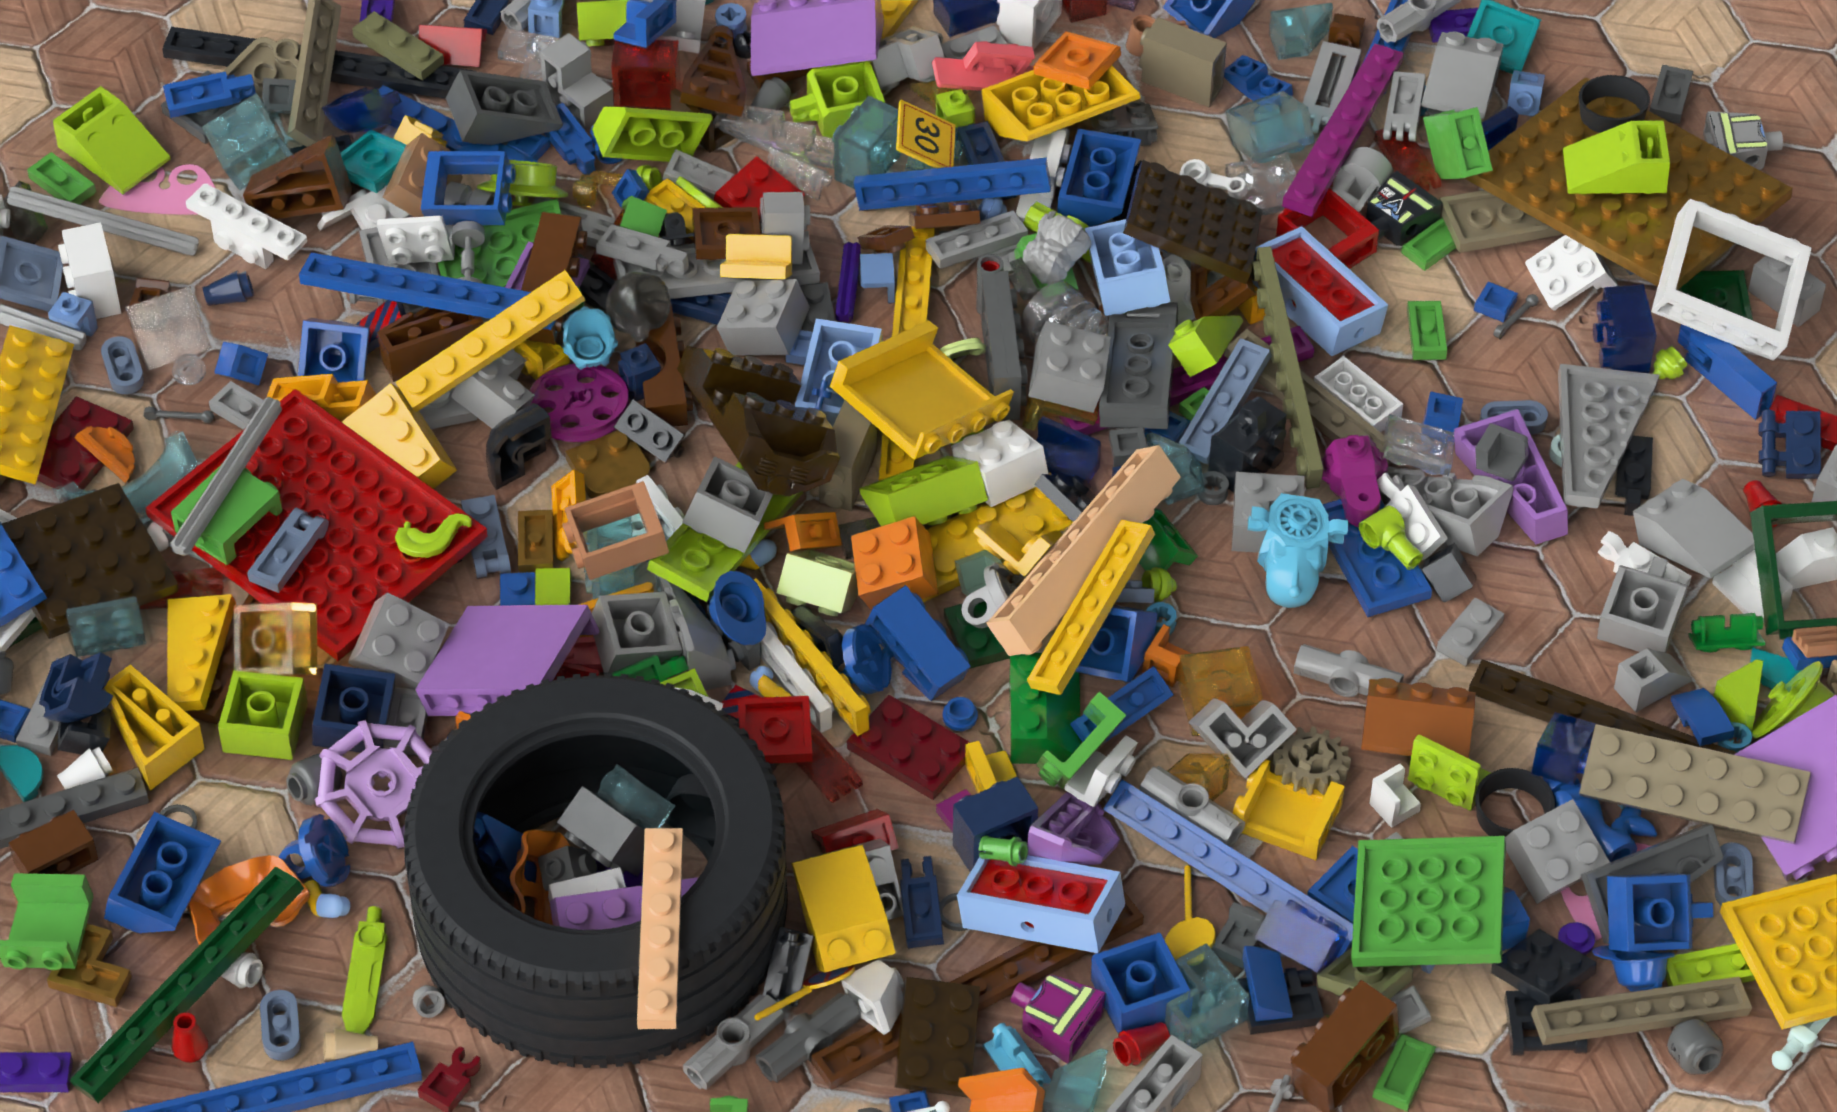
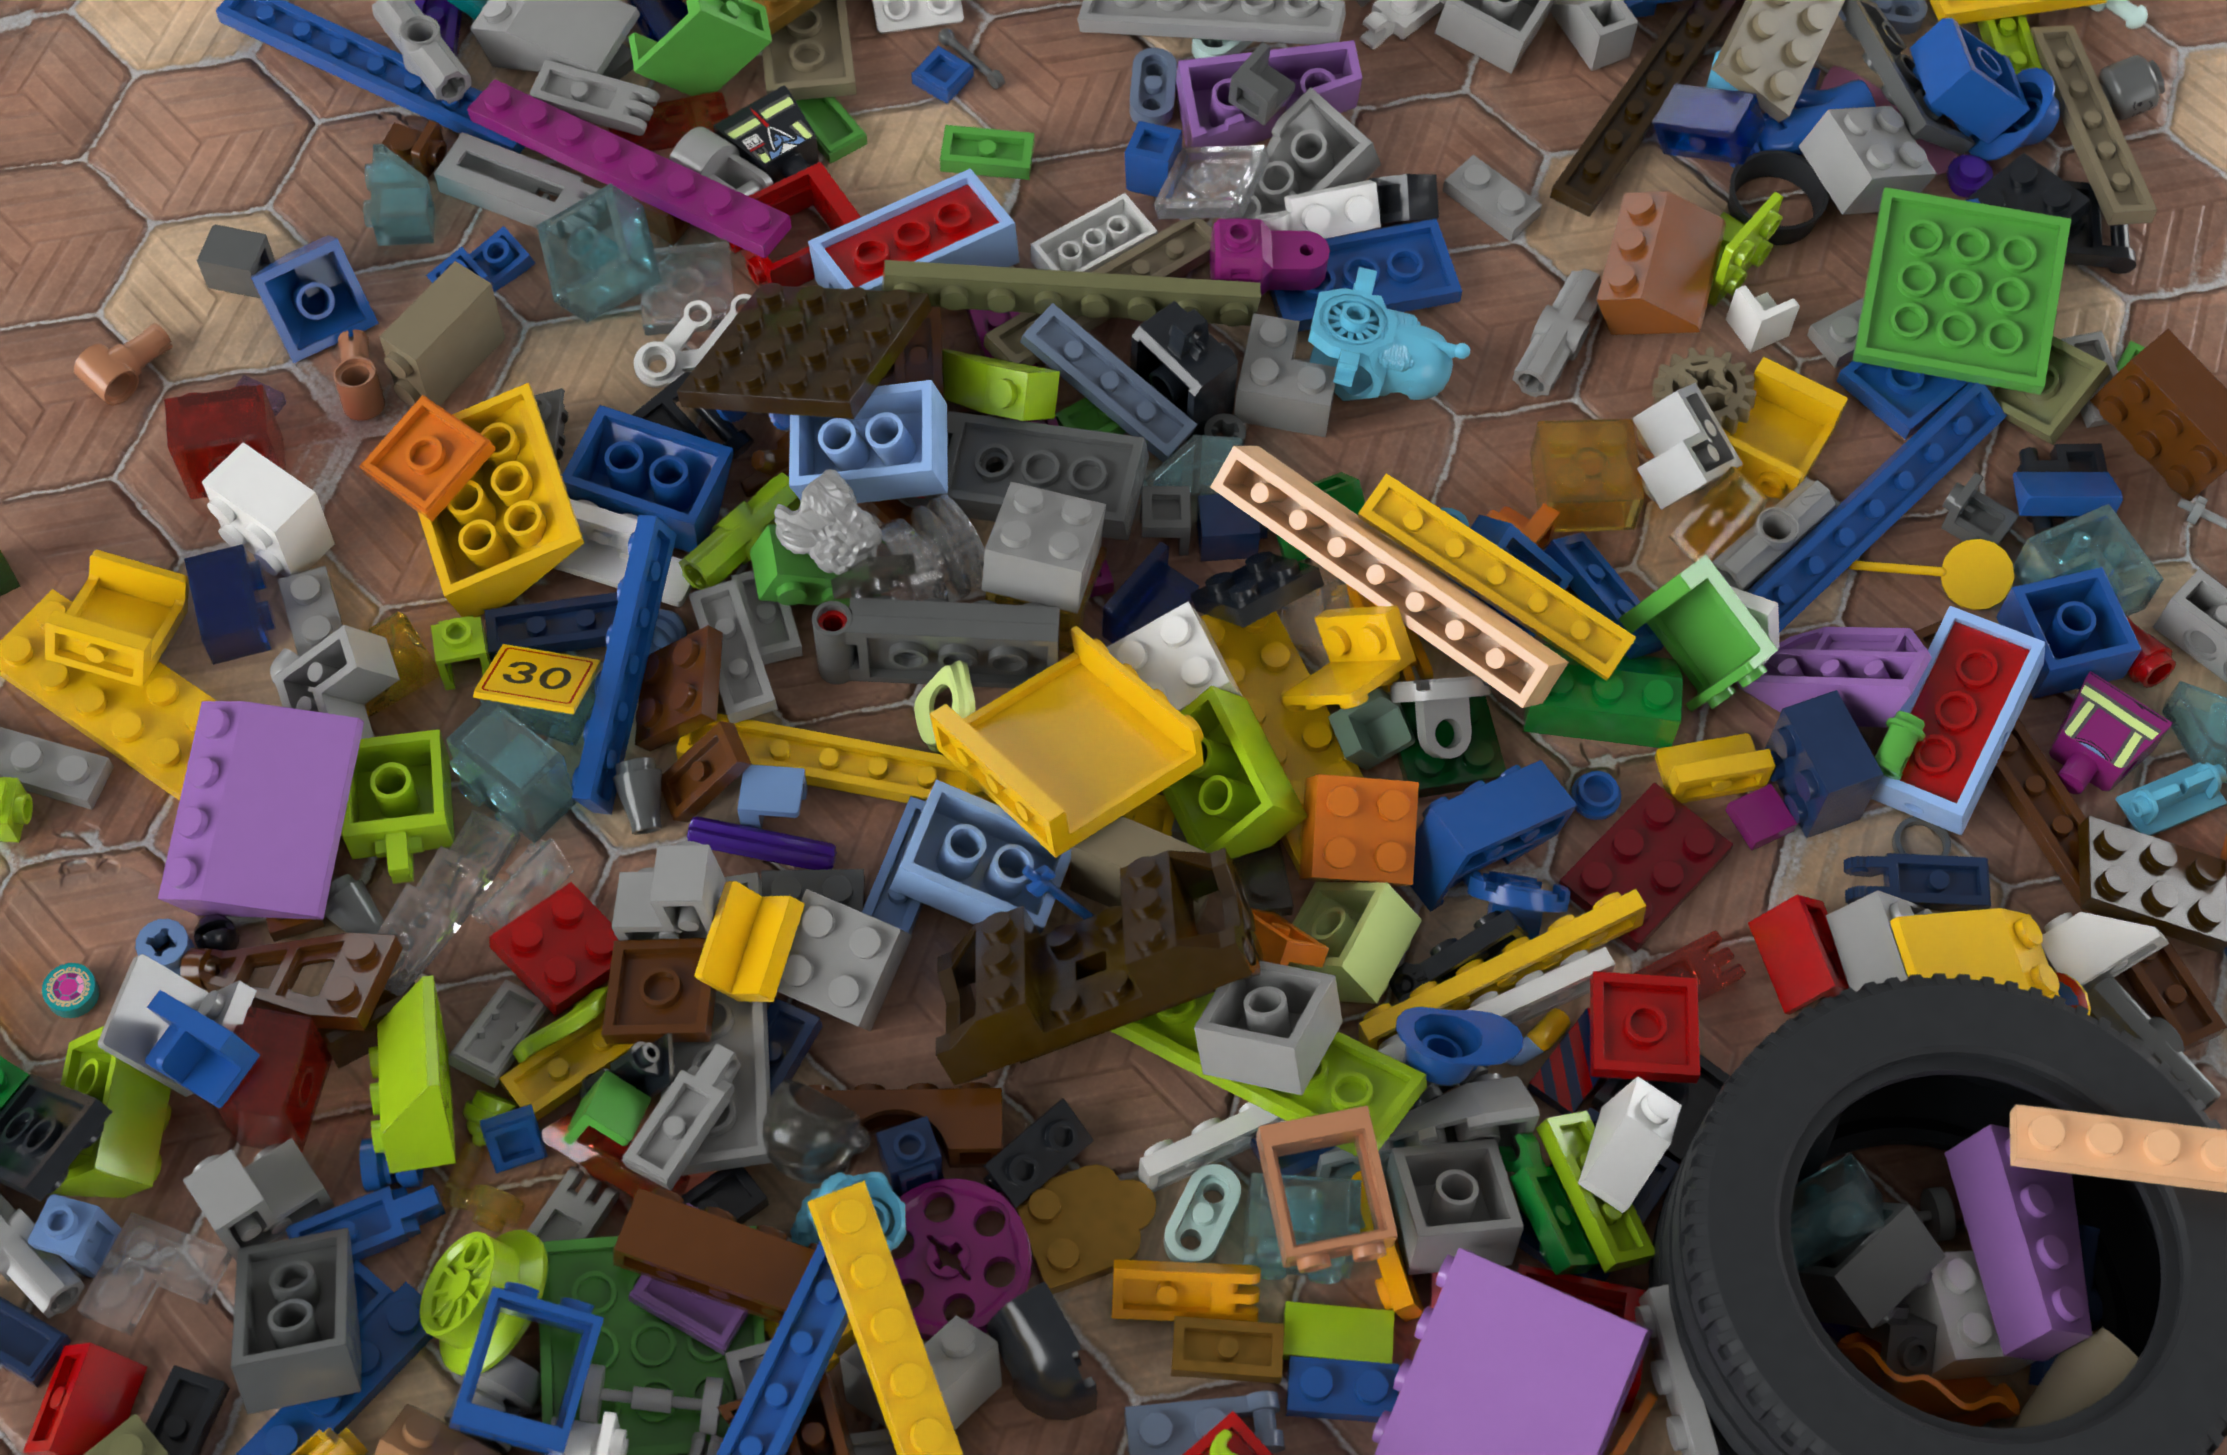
camera: 85 degrees left, 10 degrees up
(870, 215) = (640, 790): none -> dark grey cone
(983, 66) = (404, 585): coral bracket -> none
(1300, 937) = (1993, 442): clear blue brick -> none
(1387, 530) = (1355, 243): lime pin -> none

